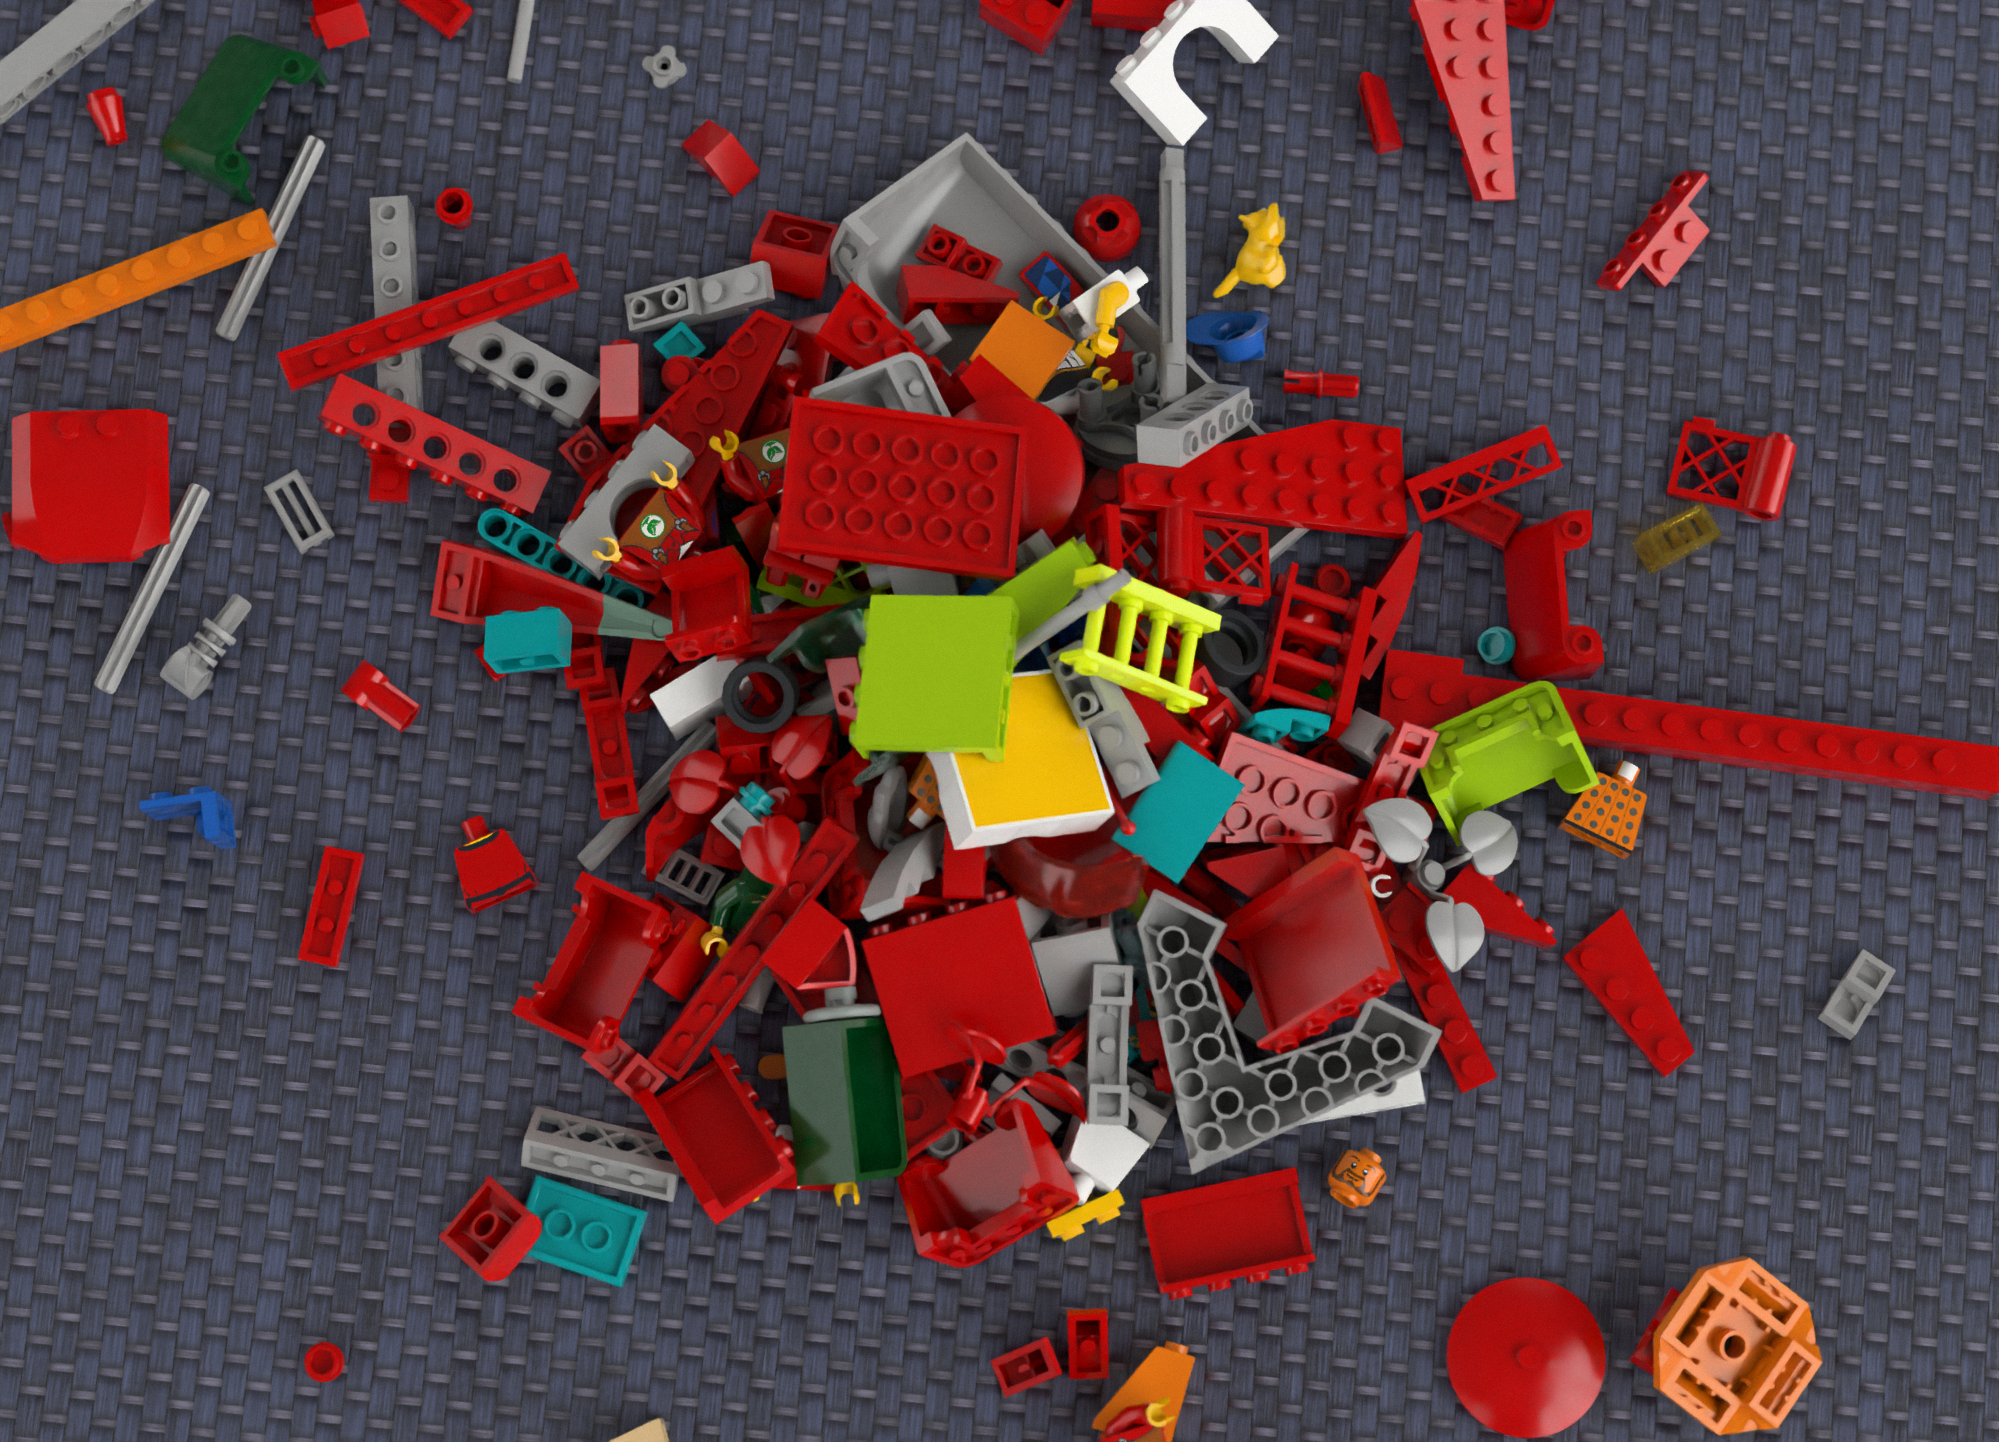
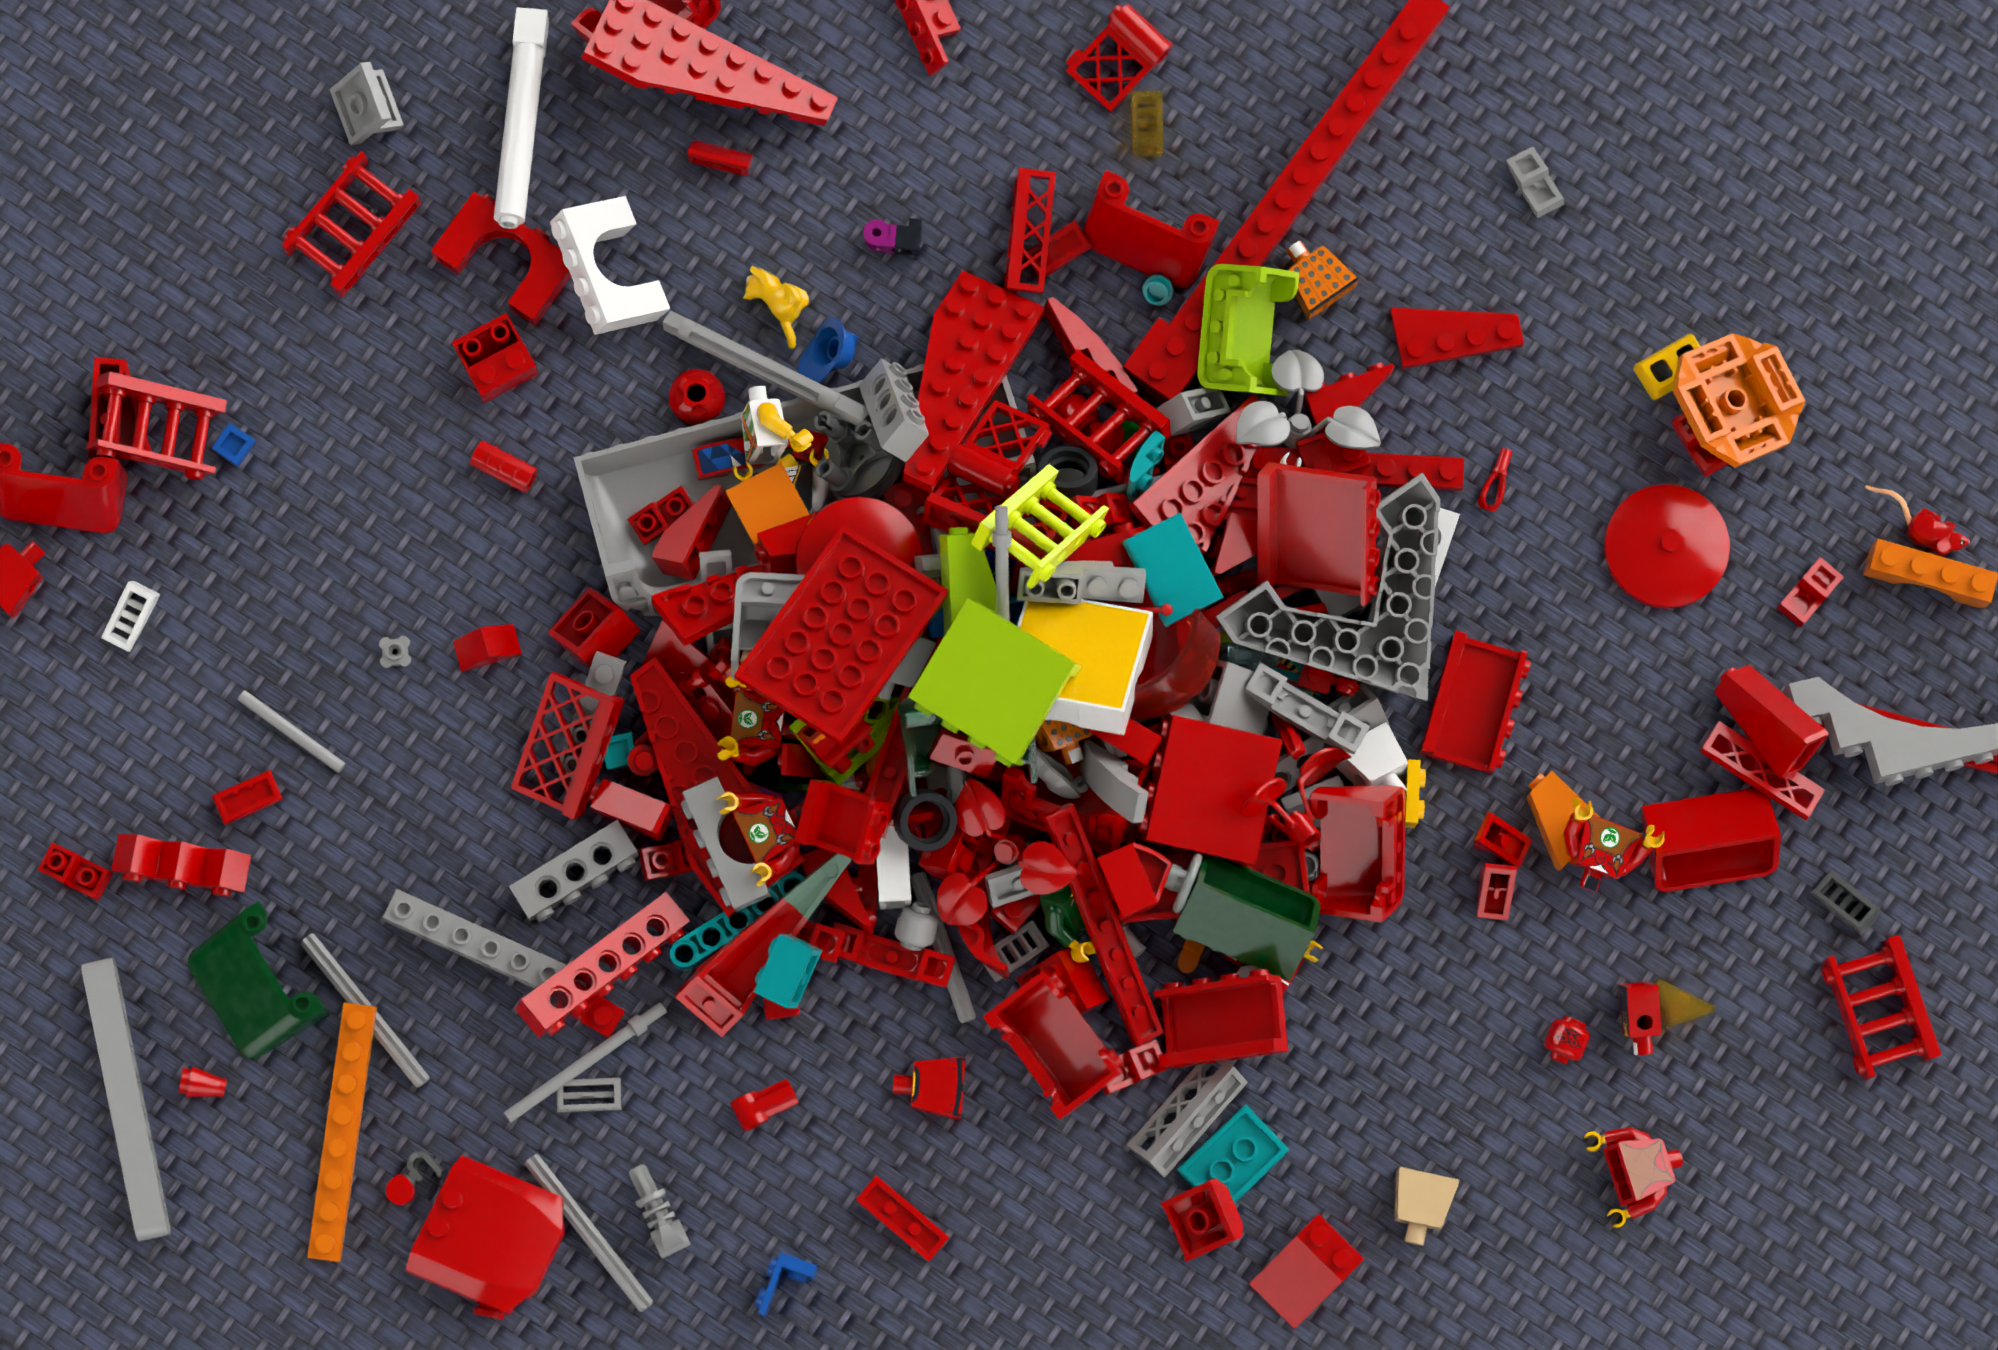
camera: 70 degrees left, 0 degrees up
(102, 375) = (402, 1188): none -> leg
(396, 520) = (636, 1026): none -> light grey bar
(427, 322) = (507, 921): red plate -> none
(451, 202) = (422, 851): red cone -> none
(496, 1375) = (1306, 1271): none -> red slope
(651, 317) = (592, 753): none -> red fence
(653, 754) = (916, 926): none -> light grey head
(756, 799) = (999, 864): teal plate -> none
(920, 70) = (504, 466): none -> red axle
(1321, 384) = (899, 308): red axle -> none
(1332, 580) = (1048, 379): red plate -> none
(1356, 1177) = (1483, 593): orange head -> none
(1389, 778) = (1222, 418): red slope -> none
(1394, 338) = (894, 238): none -> leg
(1504, 1124) = (1499, 471): none -> red piece
(1744, 1245) = (1668, 354): none -> yellow piece

